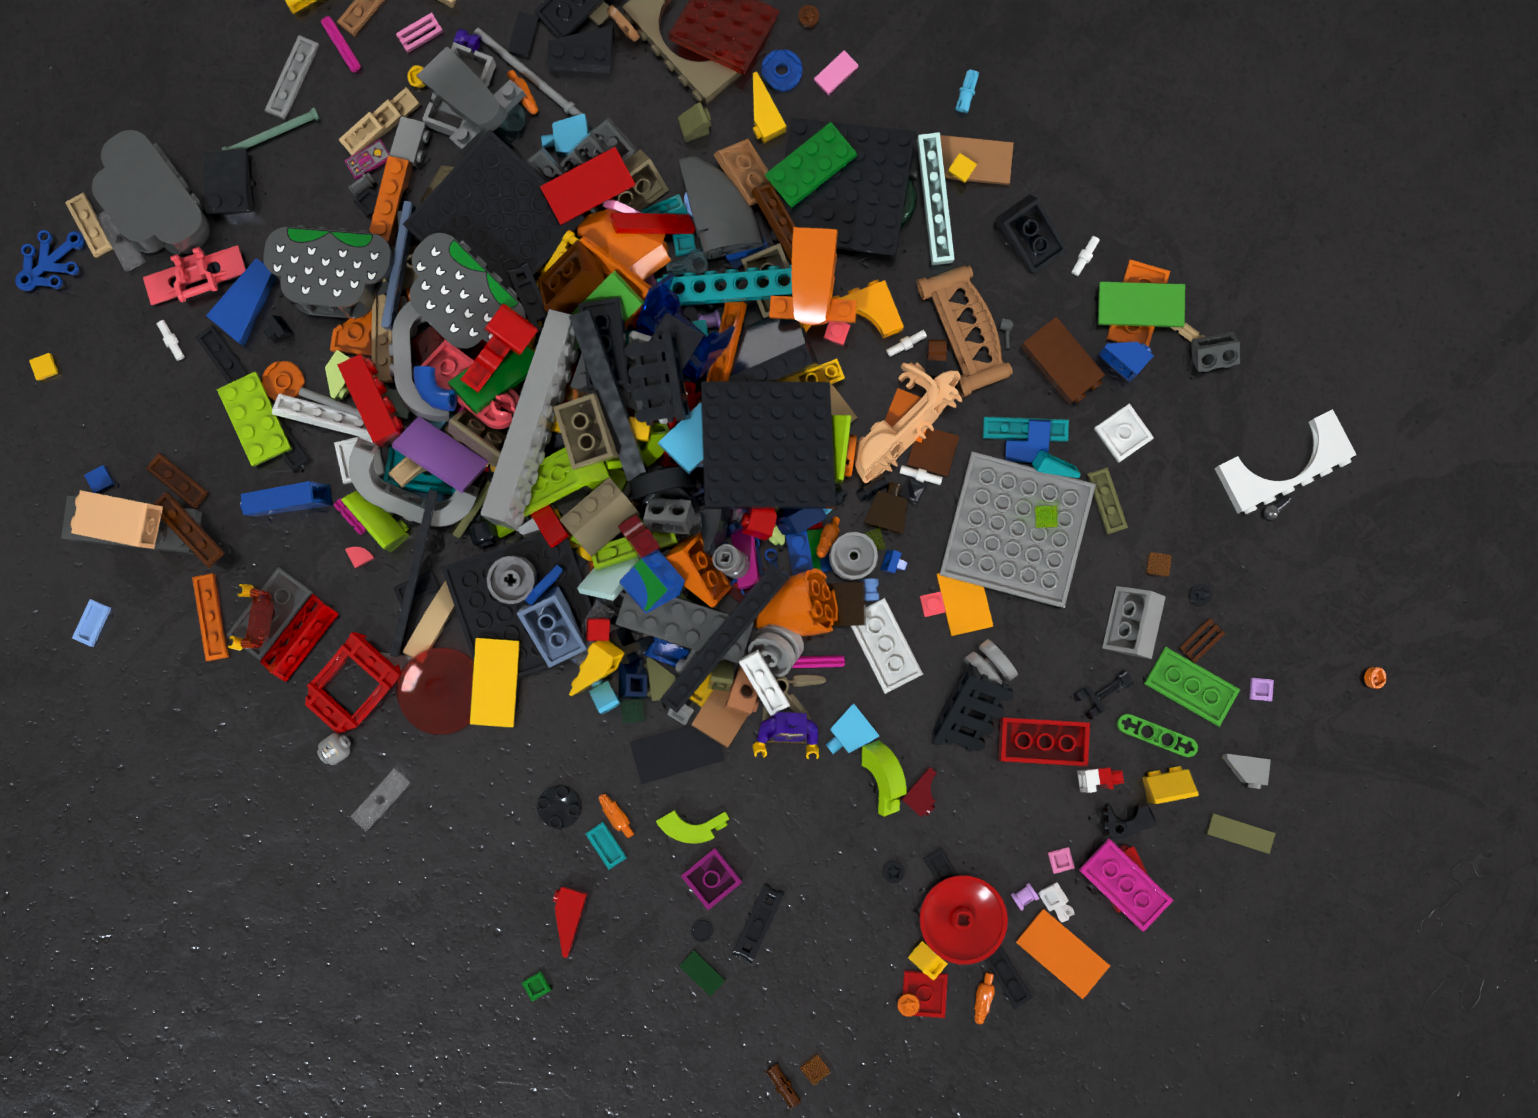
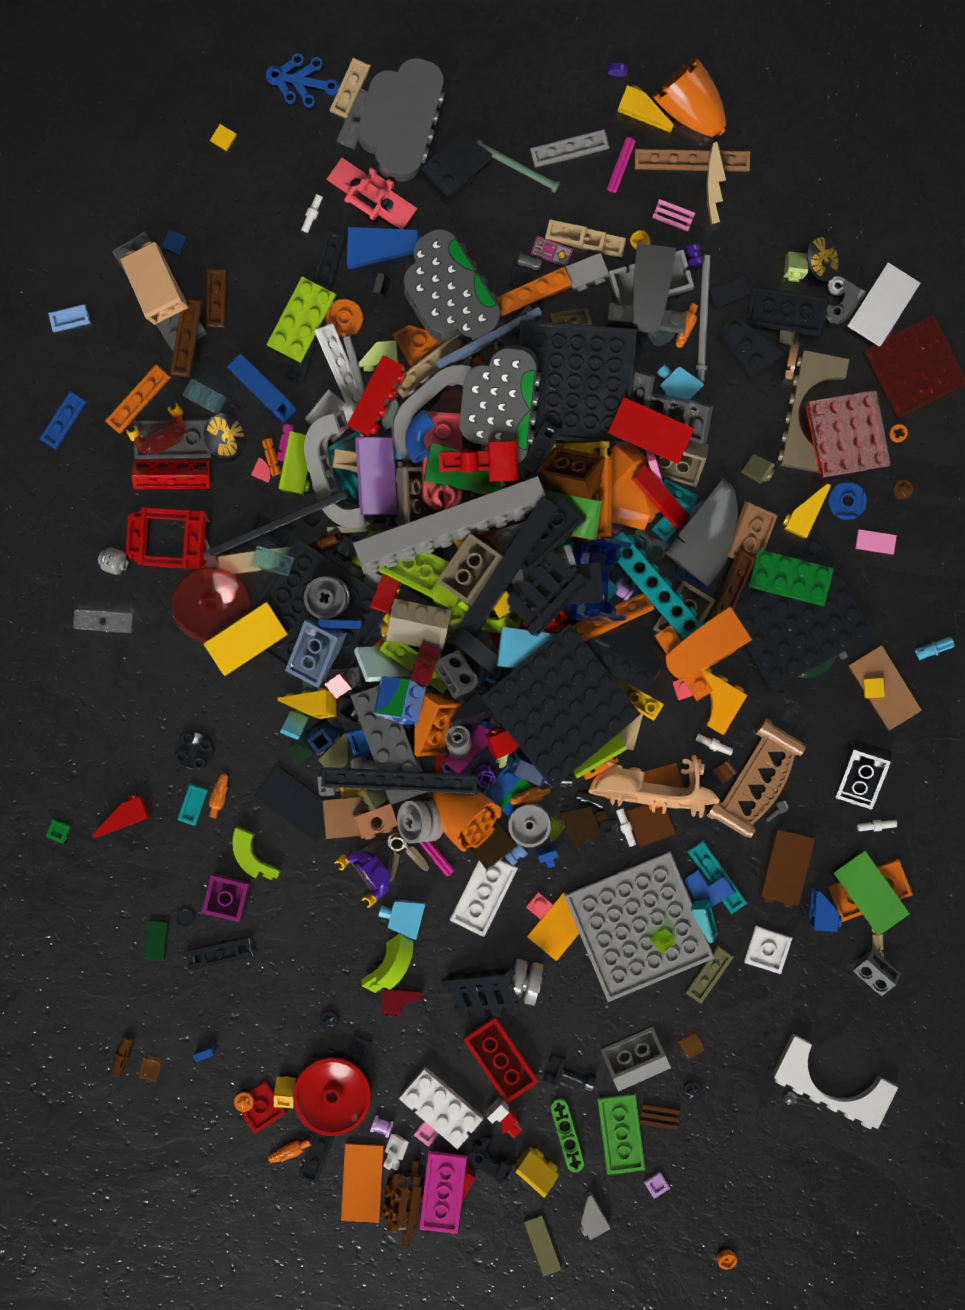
camera: 55 degrees right, 5 degrees up
(176, 698) = (63, 420): none -> blue tile
(254, 555) = (204, 397): none -> clear light blue brick
(301, 564) = (224, 435): none -> shield
(353, 538) = (271, 456): none -> orange axle
(443, 605) = (271, 561): none -> clear light blue slope
(464, 547) = (323, 543): none -> reddish brown pin
(764, 682) = (390, 831): white tile -> none
(775, 557) = (486, 774): none -> dark purple wheel
(837, 1007) = (204, 1053): none -> blue tile
(935, 198) = (835, 686): light aqua brick -> none
(1047, 829) = (441, 1107): none -> white piece
(1108, 929) = (403, 1202): none -> reddish brown piece

